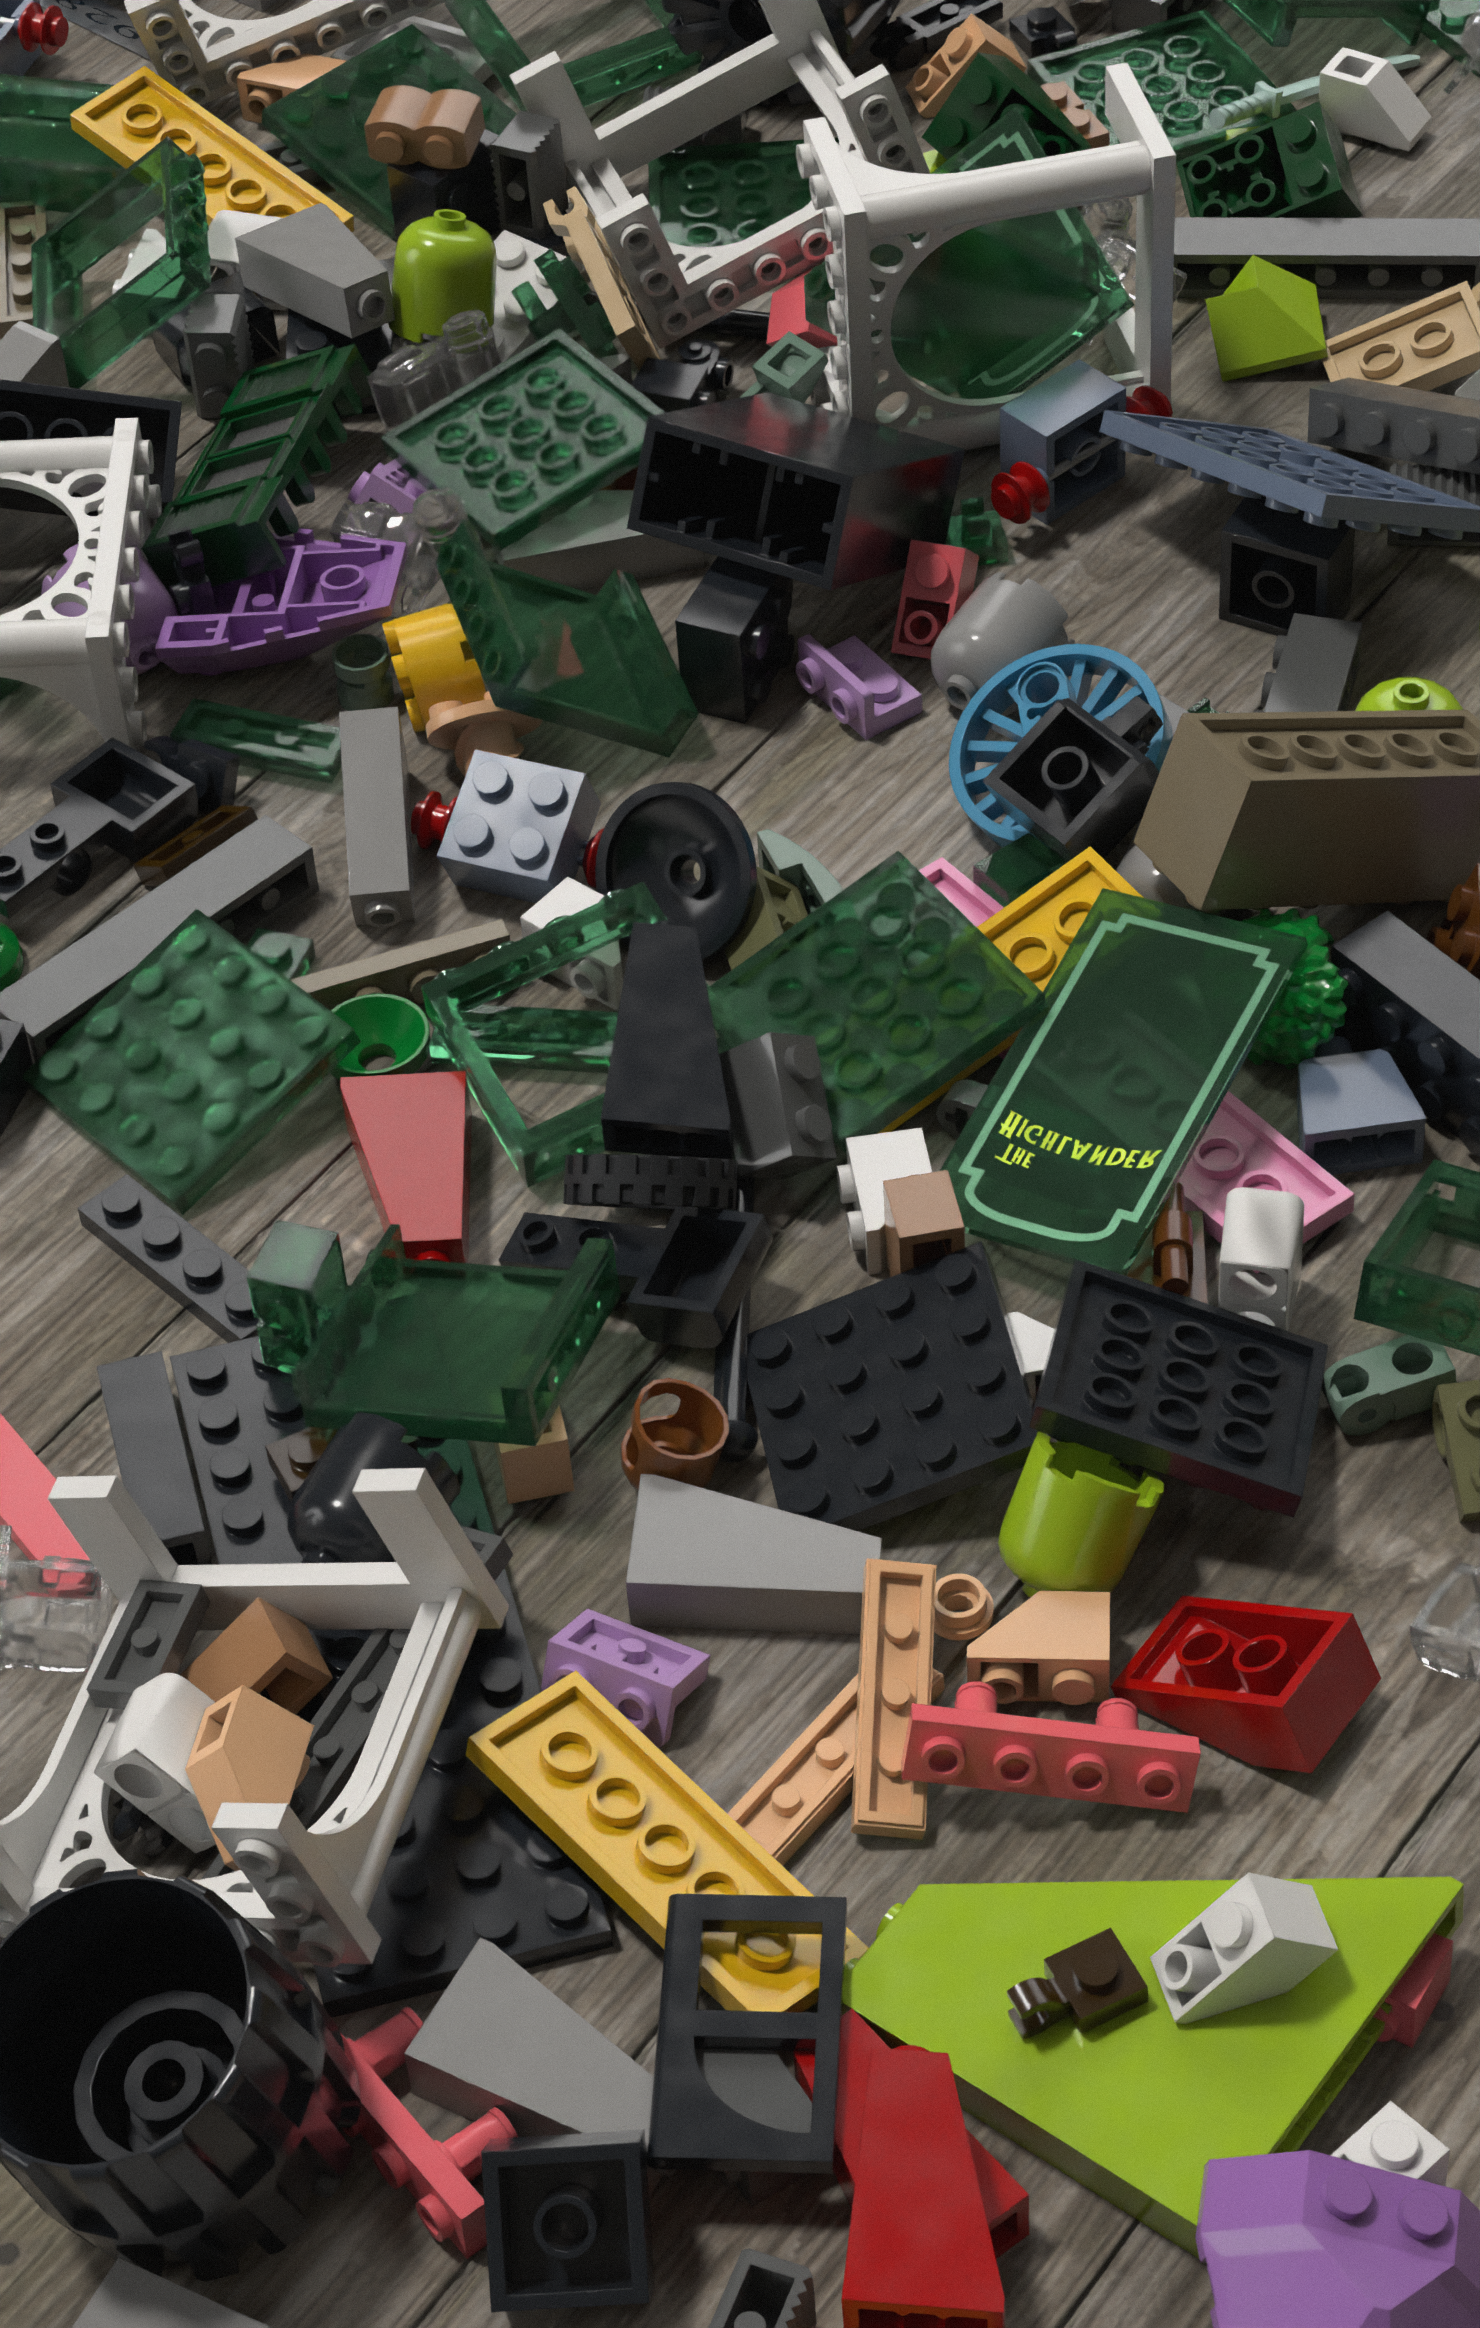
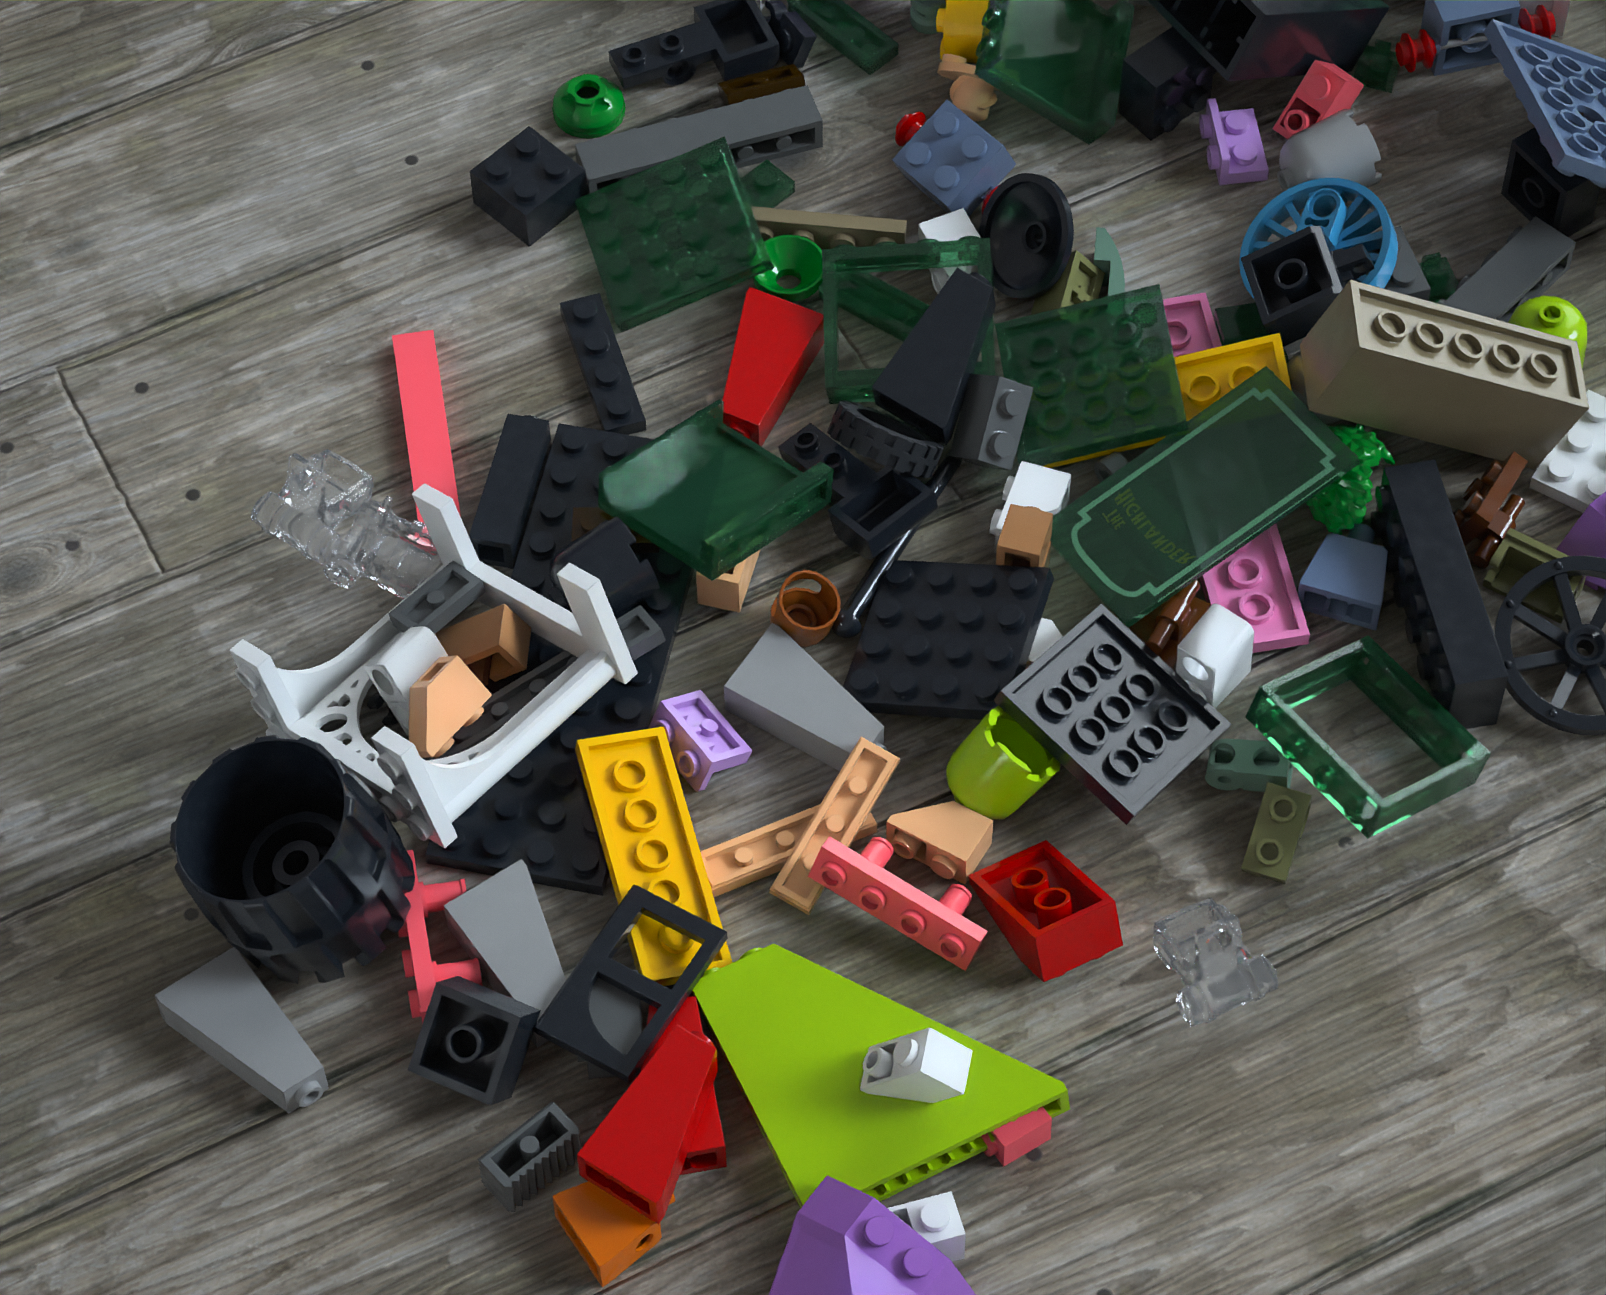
camera: 25 degrees right, 10 degrees up
(295, 1290) = (633, 417): clear green piece -> none
(377, 817) = (869, 129): light grey slope -> none
(965, 1594) = (911, 777): light nougat plate -> none
(1084, 1982) = (826, 1045): dark brown plate -> none

